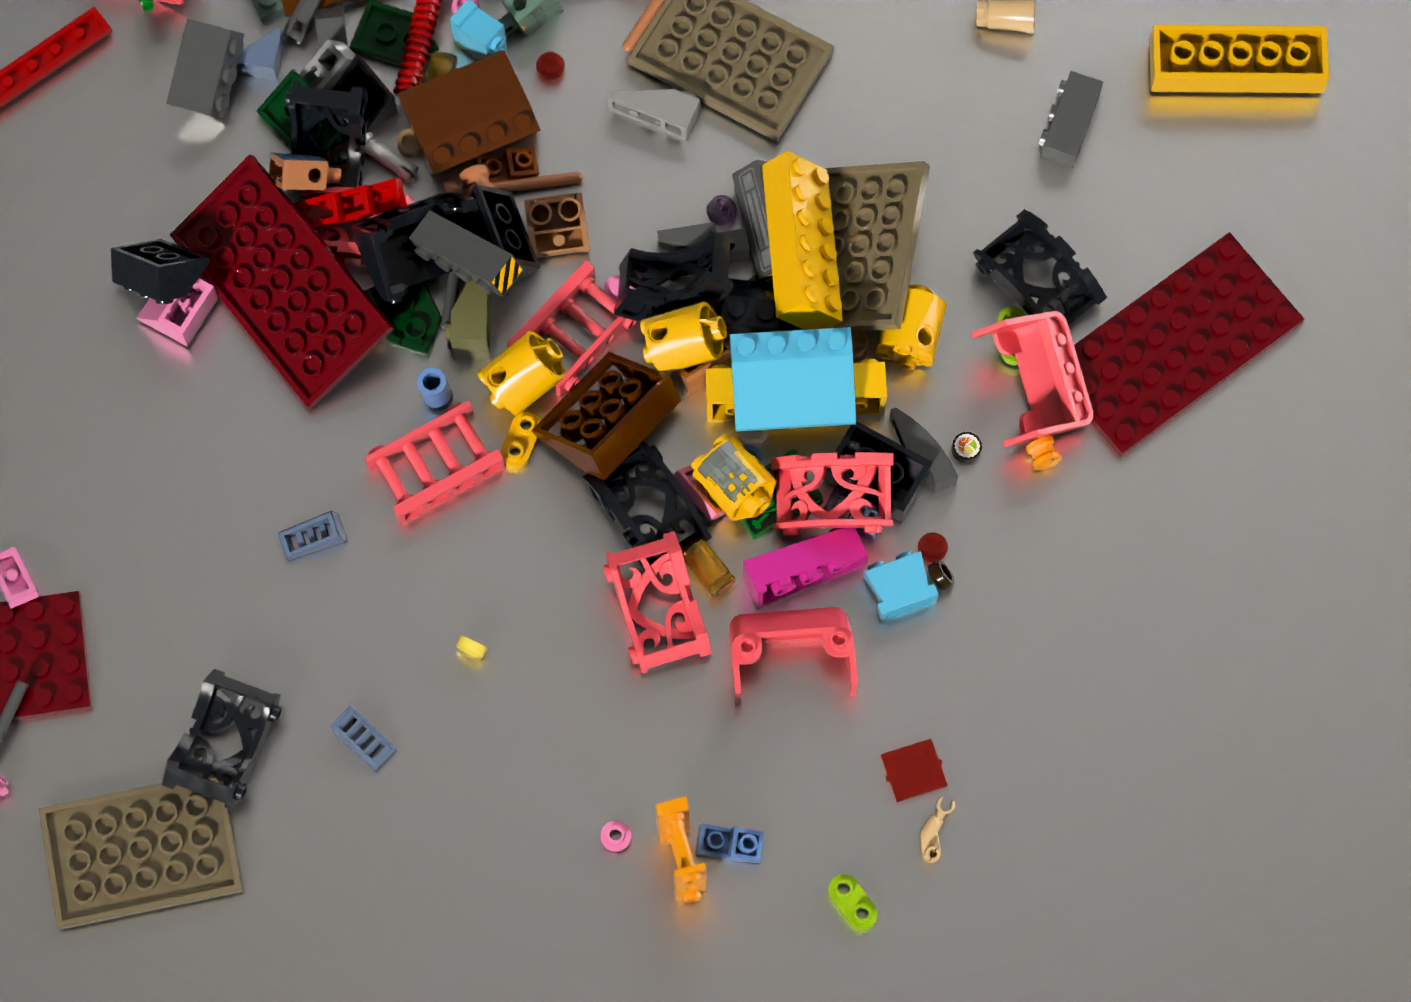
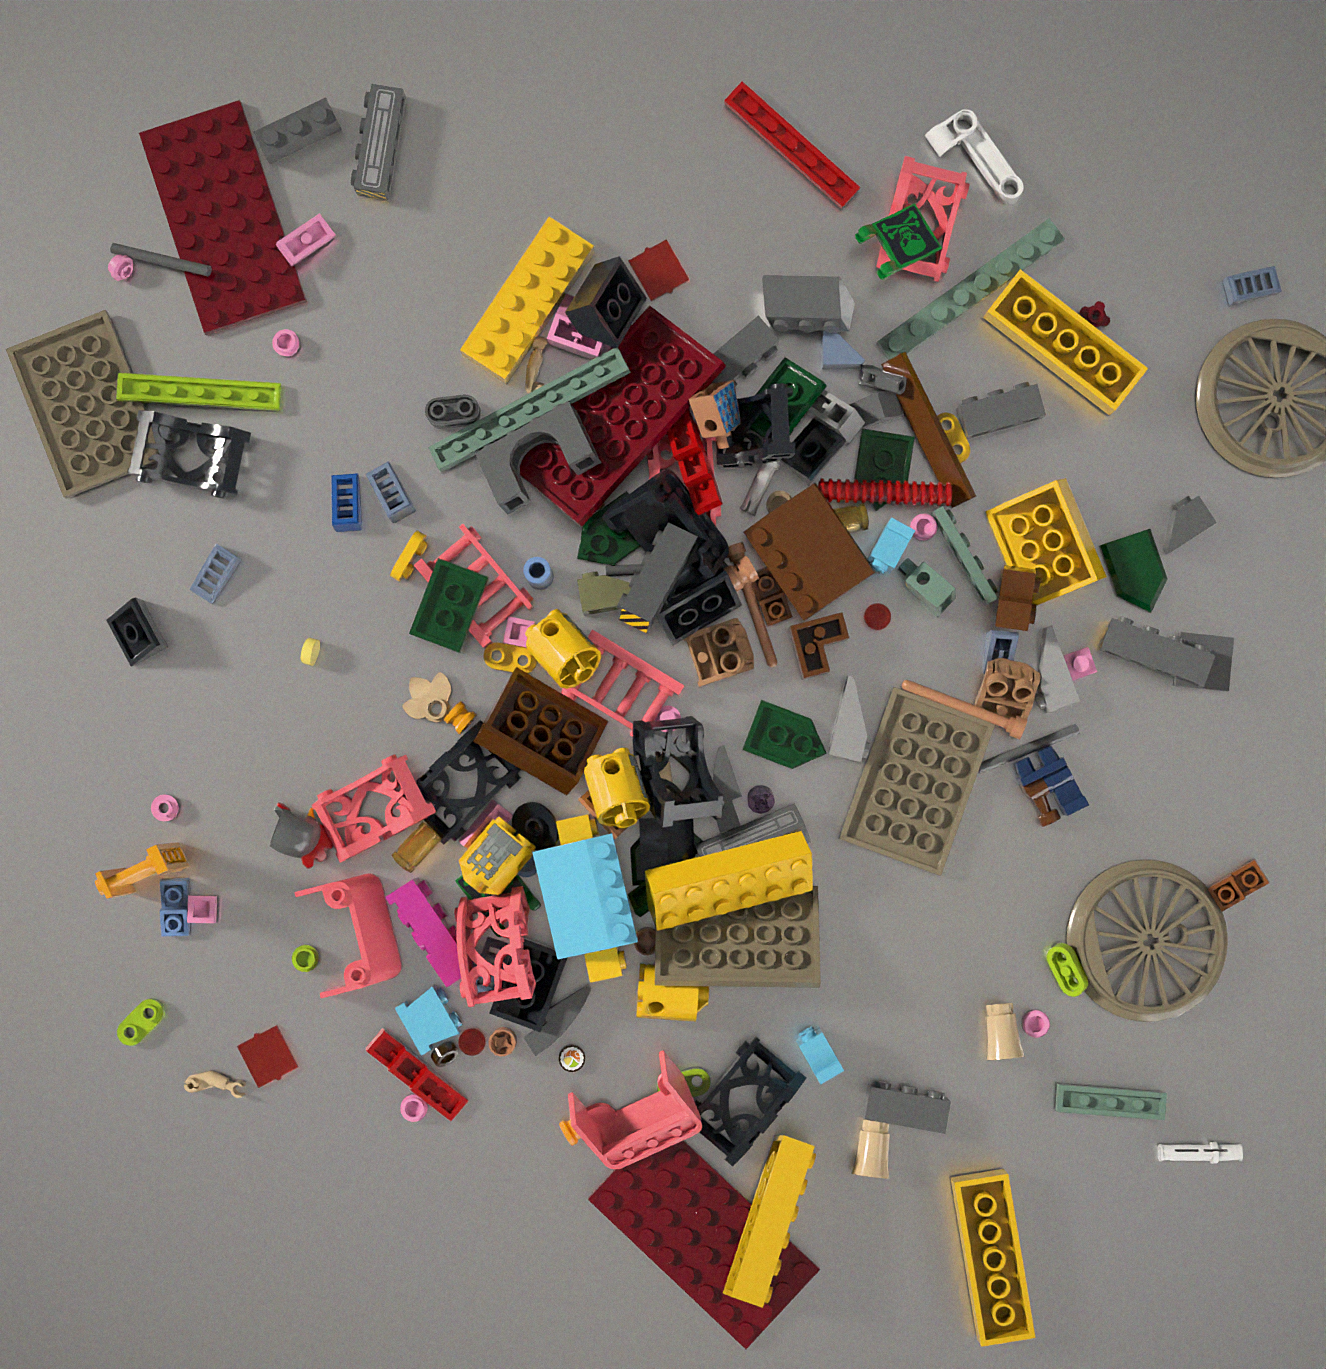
camera: 80 degrees right, 15 degrees up
(121, 620) = (286, 342): none -> bright pink plate
(133, 221) = (658, 270): none -> clear red piece
(135, 355) = (527, 300): none -> yellow brick
(155, 721) = (198, 392): none -> lime tile
(209, 362) = (534, 364): none -> tan arm
(236, 140) = (745, 350): none -> dark grey brick
(239, 452) = (452, 411): none -> dark grey brick
(255, 371) = (515, 415): none -> sand green plate
(281, 337) = (503, 458): none -> dark grey arch
(333, 577) = (354, 518): none -> blue slope
(379, 518) = (416, 546): none -> yellow plate
(410, 833) = (136, 631): none -> black slope
(451, 484) = (449, 605): none -> dark green tile
(494, 424) = (516, 631): none -> bright pink plate
(543, 531) = (426, 695): none -> tan plate
(566, 130) = (810, 639): none -> reddish brown brick
(575, 499) = (460, 717): none -> light orange wheel
(658, 179) = (783, 736): none -> dark green tile
(674, 689) = (299, 836): none -> dark grey piece
(702, 424) = (527, 821): none -> black dish
(737, 811) = (202, 909): none -> bright pink plate
(811, 709) = (305, 958): none -> lime plate
(940, 507) = (500, 1045): none -> nougat wheel
(958, 610) = (416, 1074): none -> red slope
(995, 620) = (413, 1108): none -> bright pink plate
(1001, 189) = (819, 1054): none -> medium azure hips
(1111, 157) = (872, 1150): none -> tan plant
(1168, 261) = (769, 1220): none -> yellow brick

